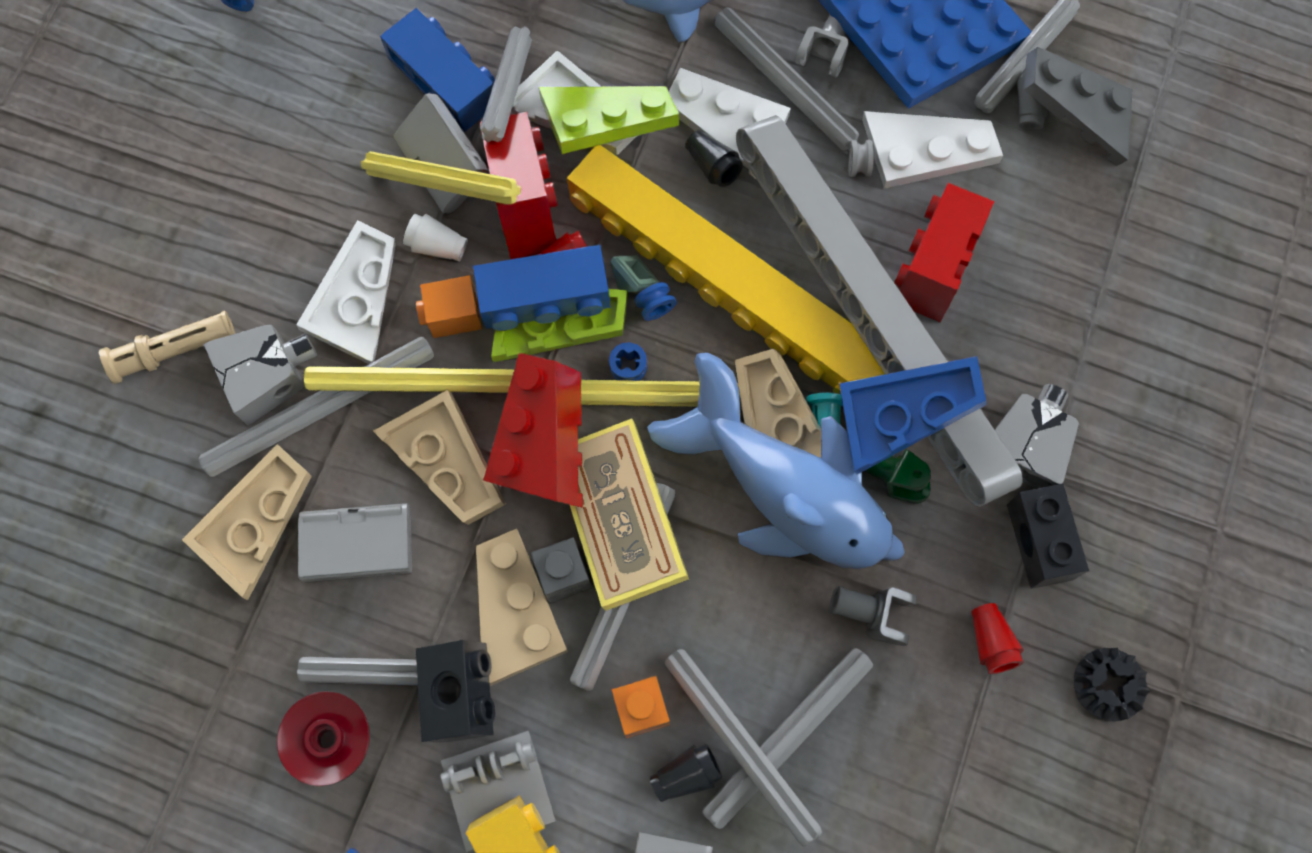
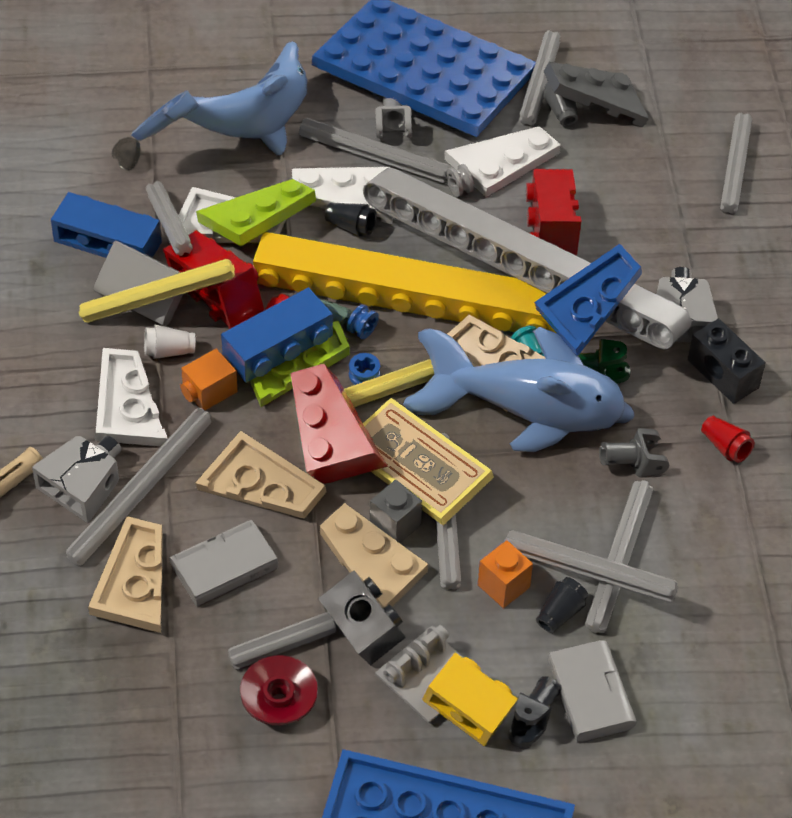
camera: 30 degrees left, 20 degrees down
(407, 379) = (207, 435): light yellow axle -> none
(1204, 263) = (736, 163): none -> light grey axle

